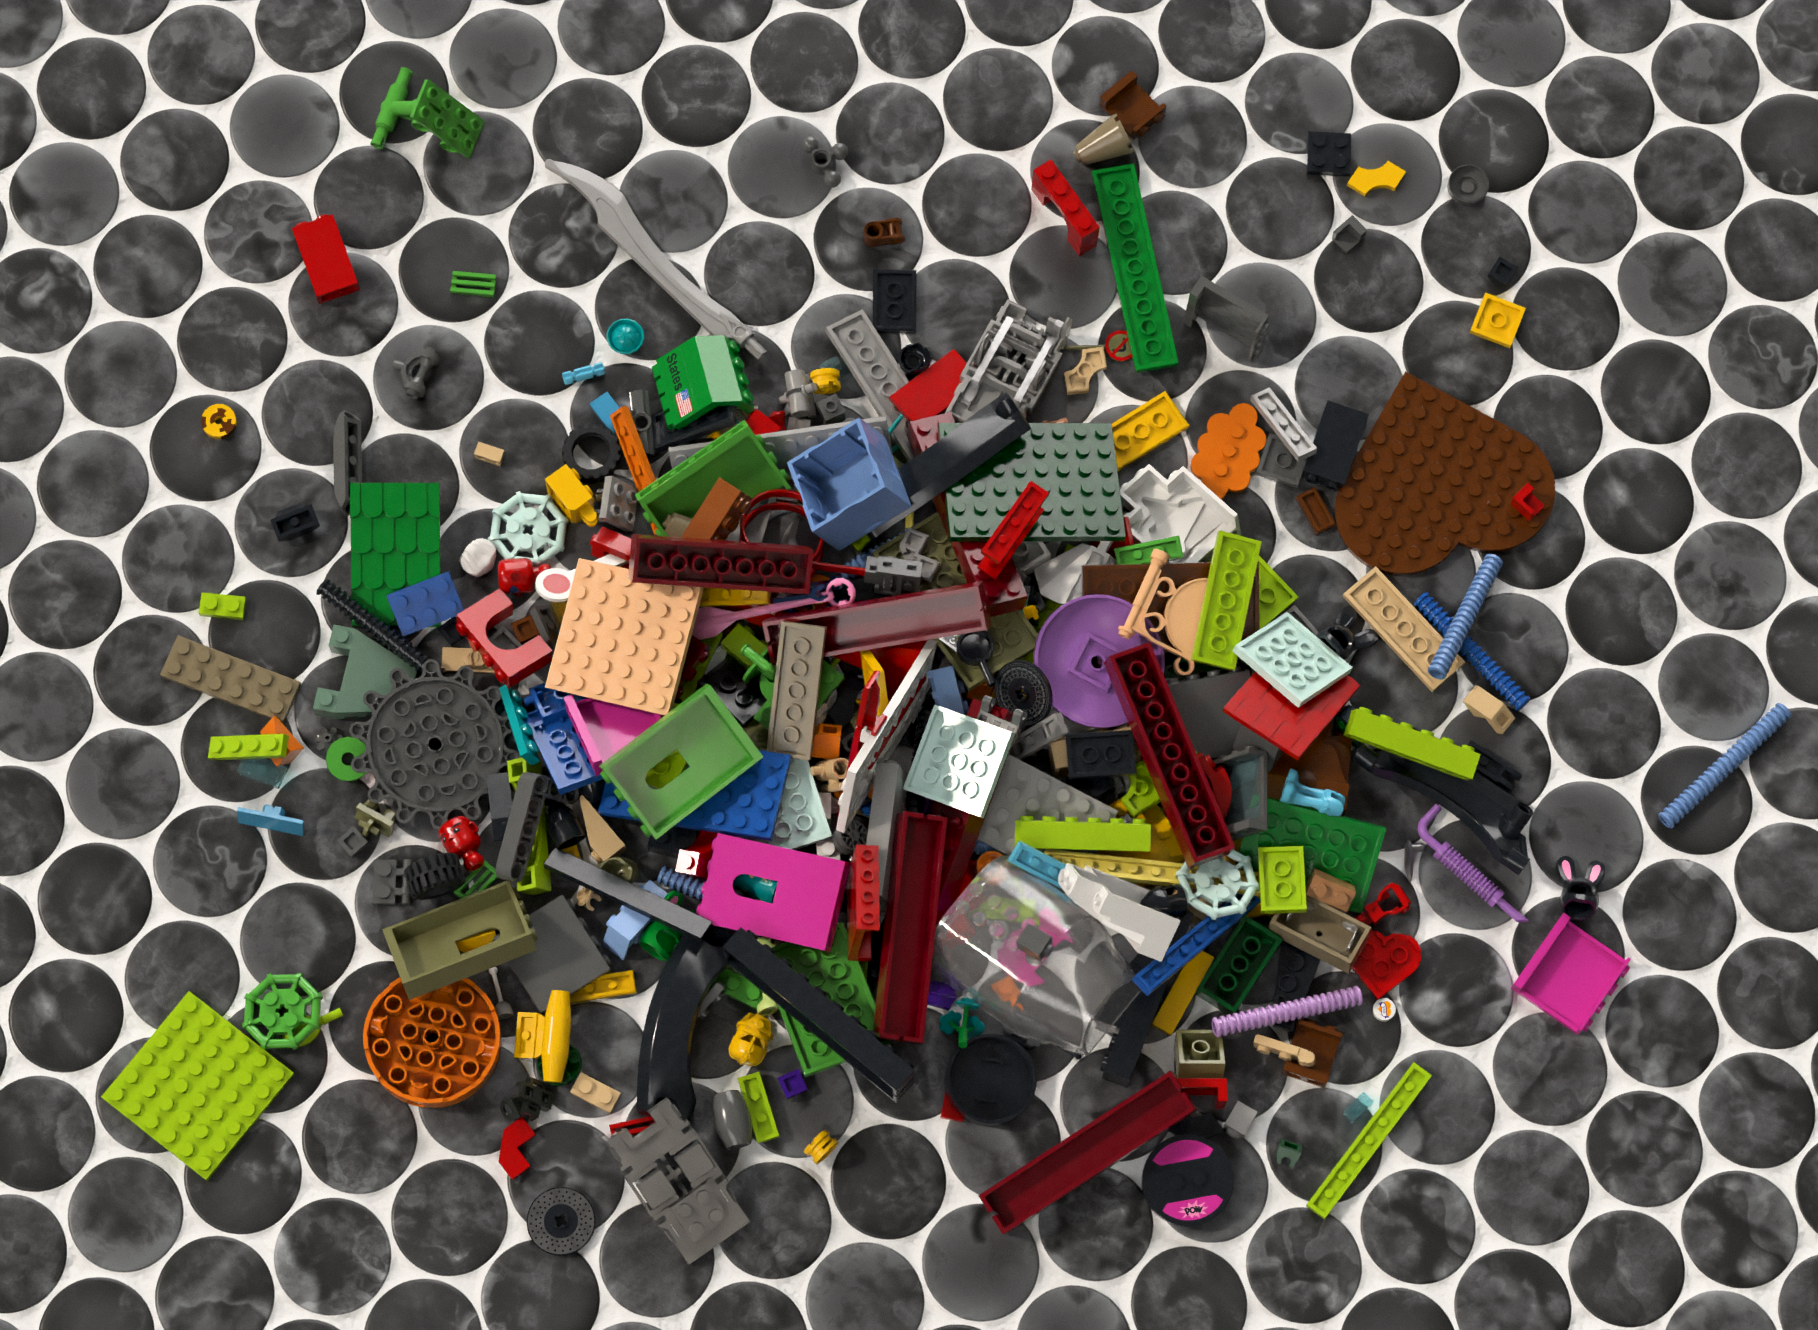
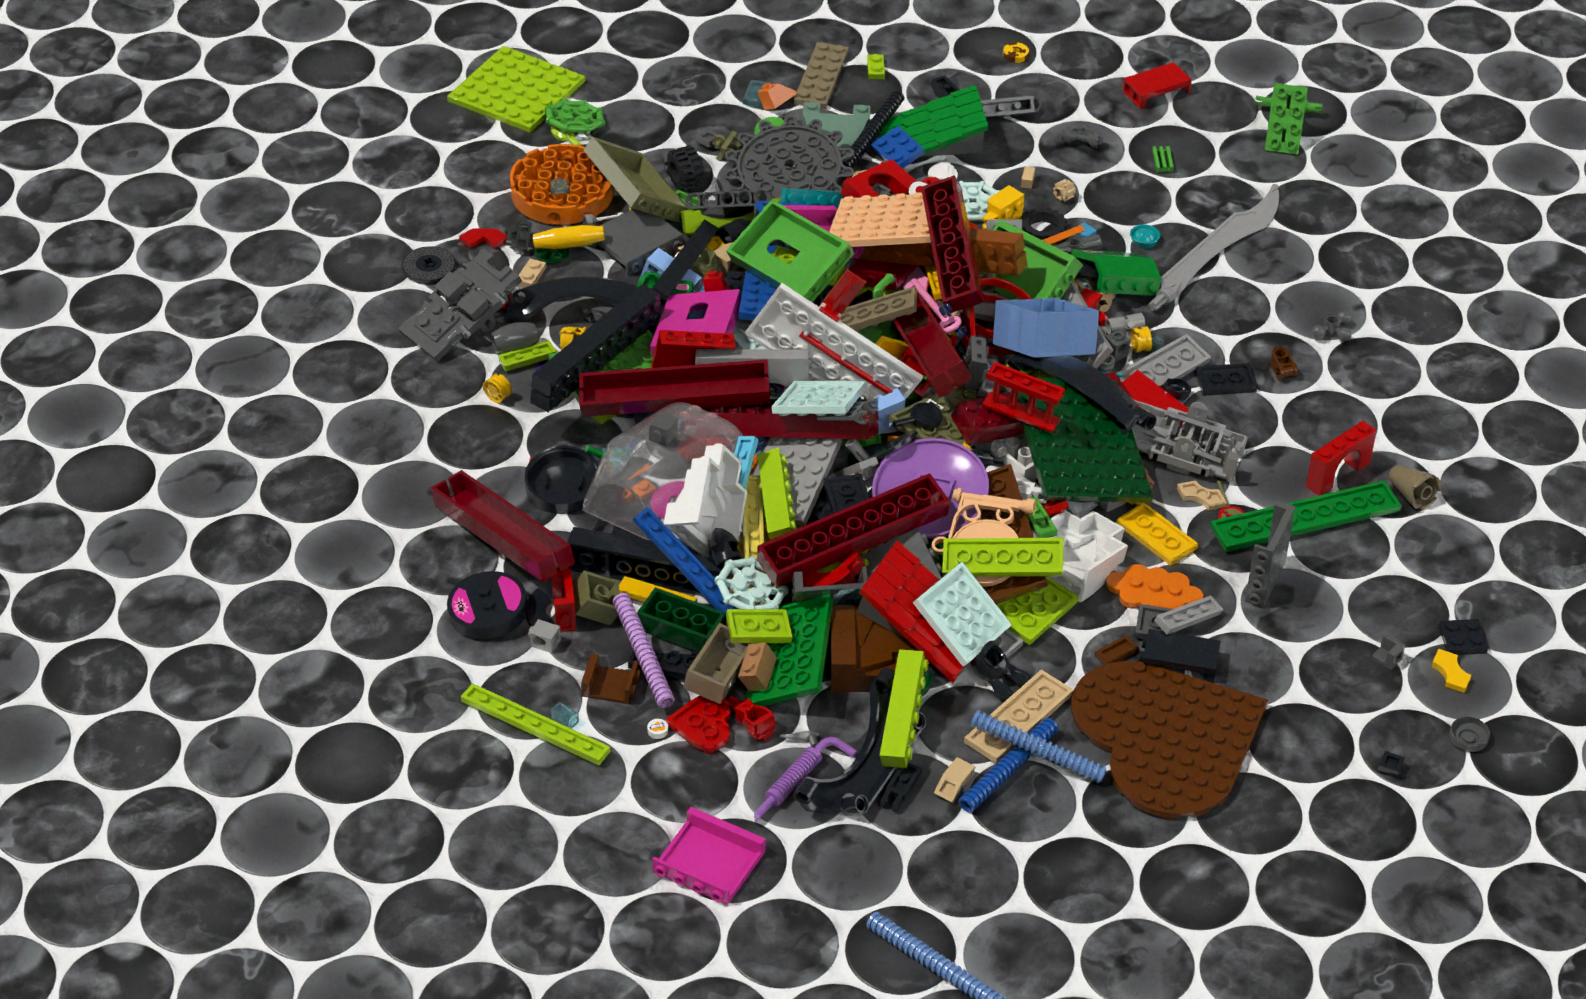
camera: 85 degrees right, 30 degrees down
(248, 747) = (768, 76): lime plate -> none
(271, 819) = (719, 100): dark azure piece -> none
(458, 1039) = (559, 186): none -> clear light blue tile
(461, 837) = (716, 182): red piece -> none
(528, 414) = (1064, 190): none -> tan gear
(583, 373) = (1108, 218): medium azure axle -> none
(606, 987) = (614, 268): yellow tile -> none
(1133, 106) = (1457, 503): reddish brown panel -> none
(1284, 1050) = (609, 659): tan hinge -> none
(1290, 1150) = (520, 670): dark green tile -> none
(1324, 801) = (845, 619): medium azure piece -> none
(1497, 320) = (1341, 763): yellow plate -> none
(1527, 503) = (1162, 783): red panel -> none
(1579, 894) = (785, 853): black piece -> none

